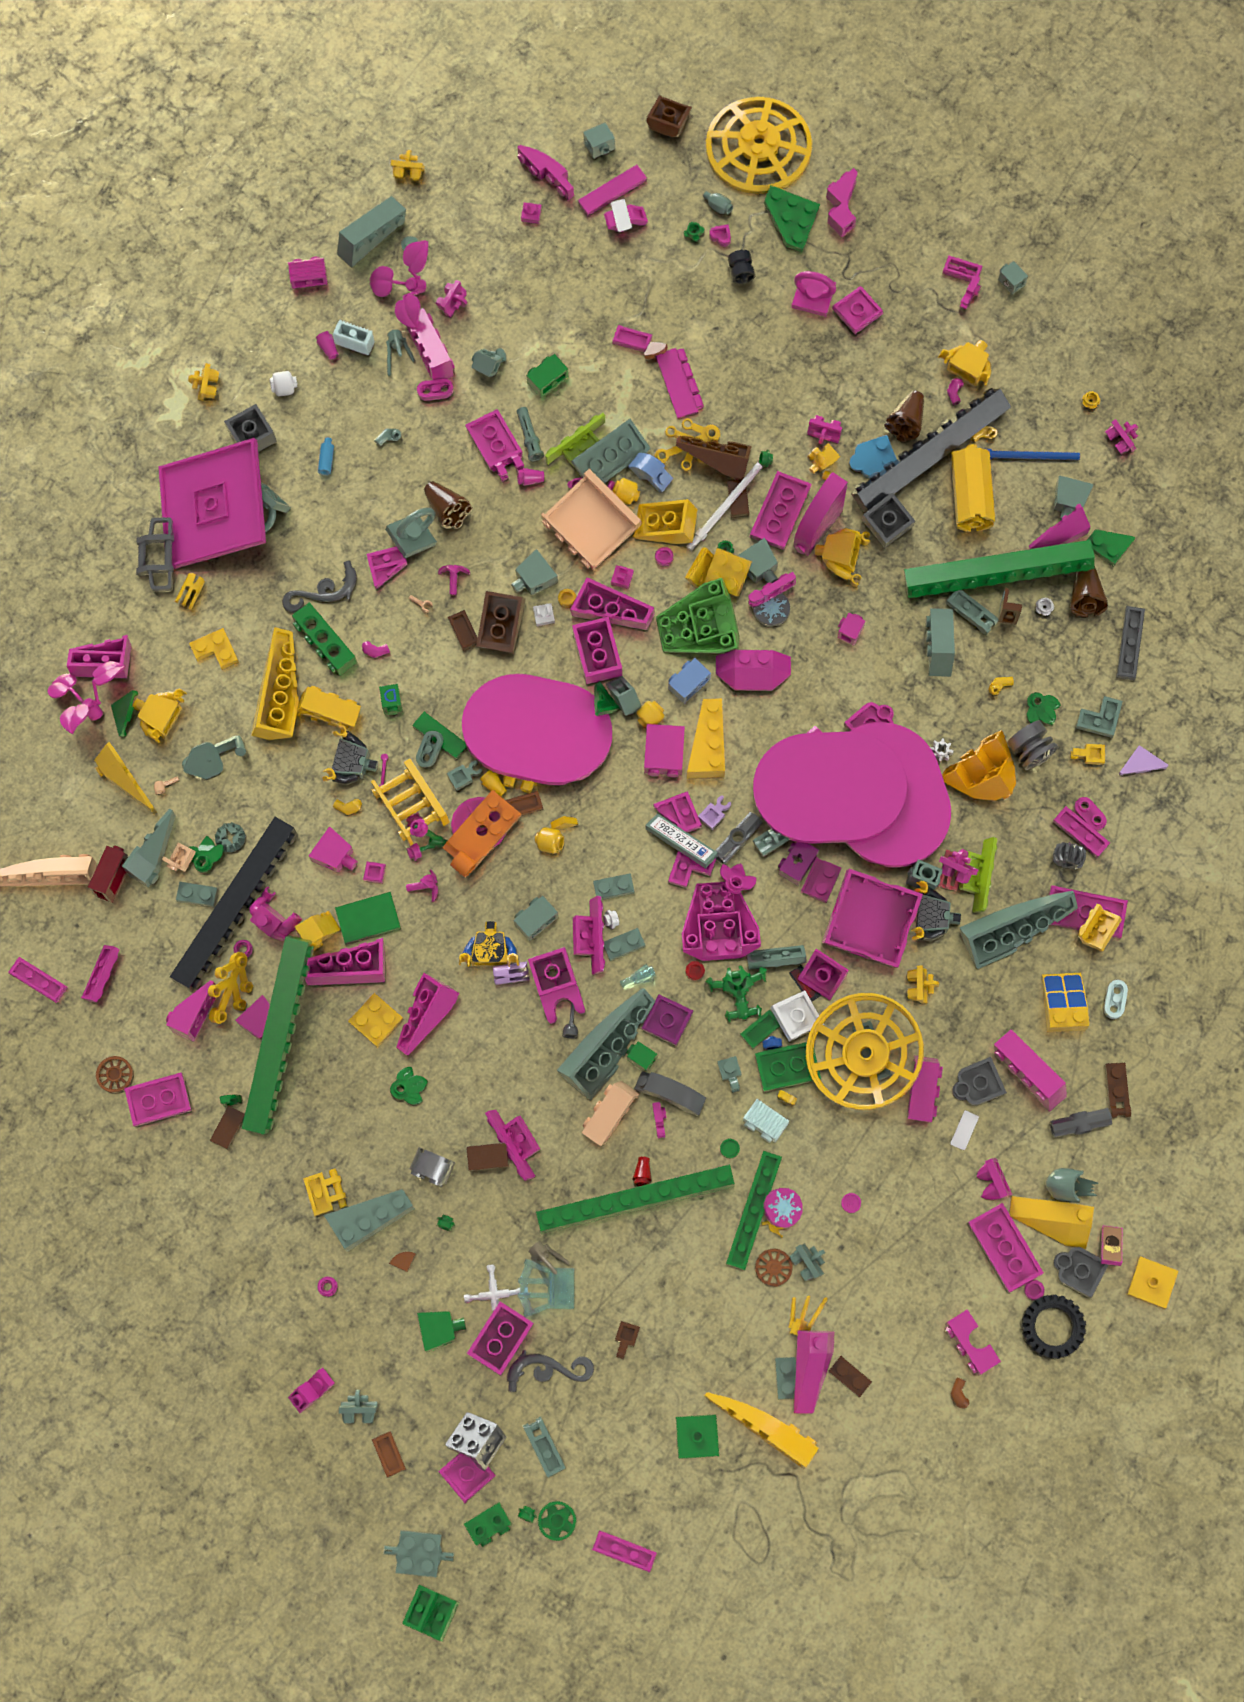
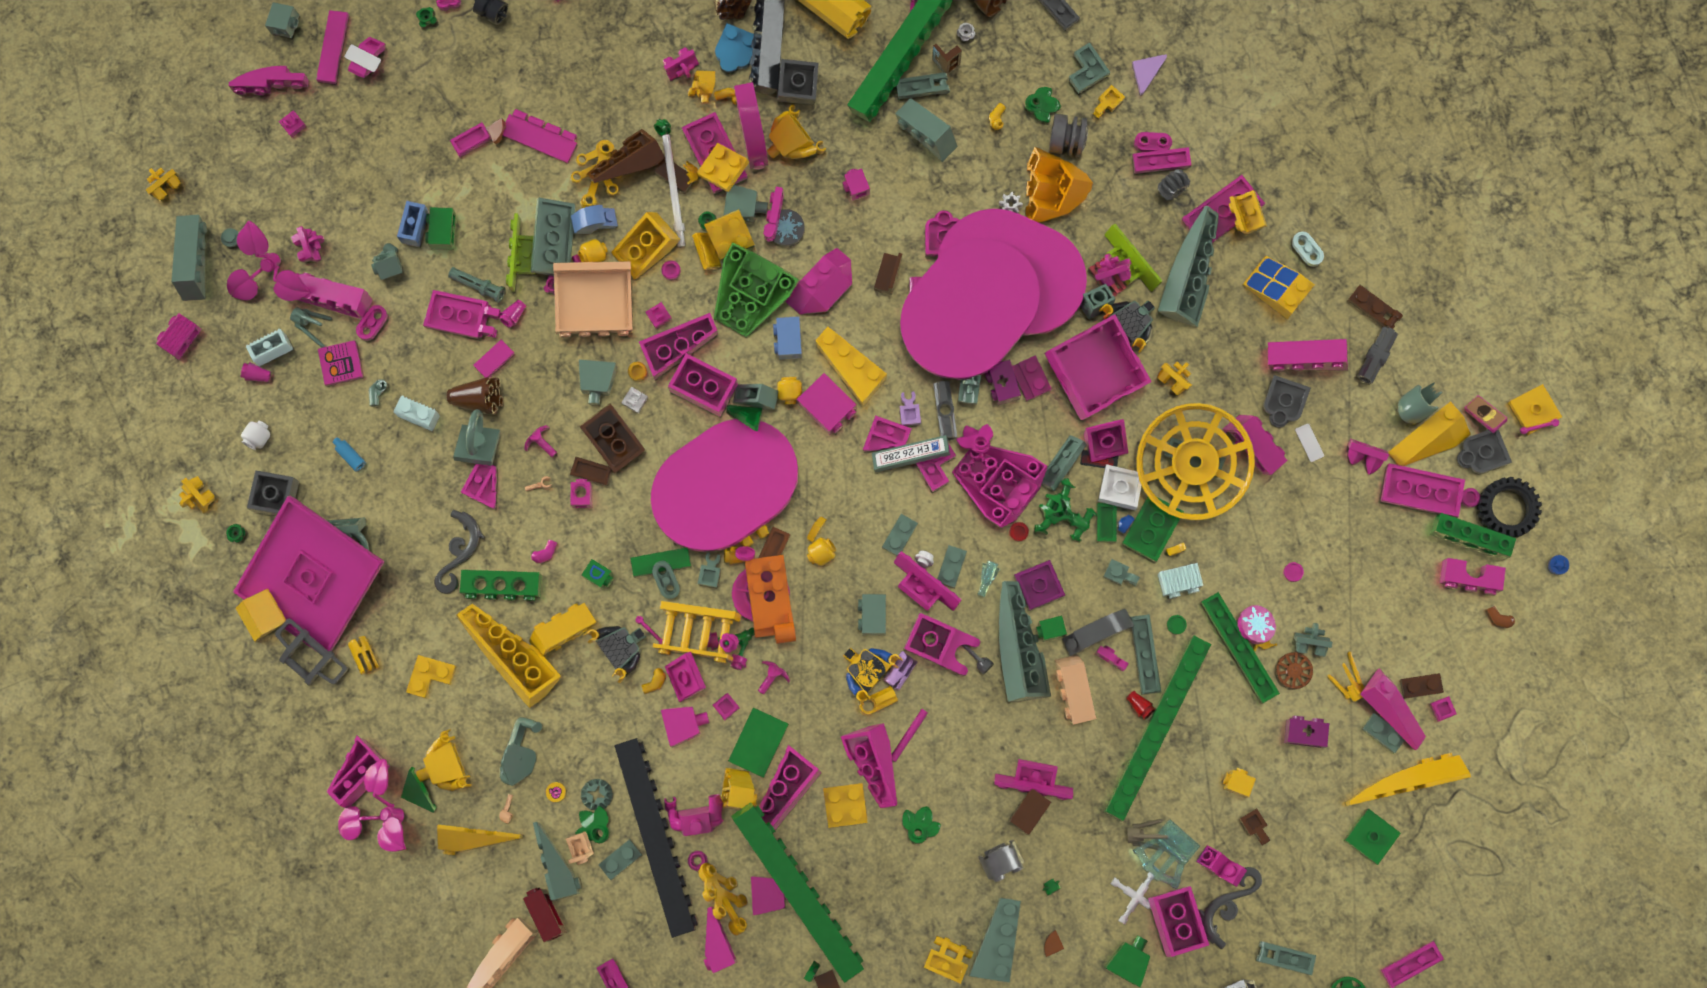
camera: 50 degrees left, 5 degrees up
(158, 497) = (260, 614): none -> yellow slope
(199, 428) = (235, 528): none -> green plate
(207, 807) = (556, 792): none -> yellow tile
(369, 823) = (685, 677): none -> dark pink tile
(387, 394) = (340, 363): none -> dark pink tile
(396, 475) = (416, 413): none -> light aqua brick
(439, 645) = (583, 502): none -> dark pink brick
(468, 1021) = (909, 734): none -> dark pink bar
(475, 977) = (879, 700): none -> yellow piece
(485, 493) = (494, 359): none -> dark pink tile
(497, 786) = (745, 553): none -> dark pink piece
(531, 353) = (412, 224): none -> medium blue brick
(572, 1337) = (1221, 866): none -> dark pink slope
(648, 1296) = (1239, 782): none -> yellow brick
(685, 1144) = (1145, 655): none -> sand green tile
(722, 1311) = (1295, 735): none -> magenta brick
(751, 507) = (692, 172): none -> yellow piece
(773, 524) = (723, 167): none -> yellow plate
(805, 709) = (888, 273): none -> reddish brown panel
(847, 1408) = (1443, 709): none -> dark pink tile
(1003, 1316) = (1473, 536): none -> green brick
(1044, 1405) = (1558, 565): none -> blue tile
(1155, 1305) = (1555, 422): none -> dark pink hinge

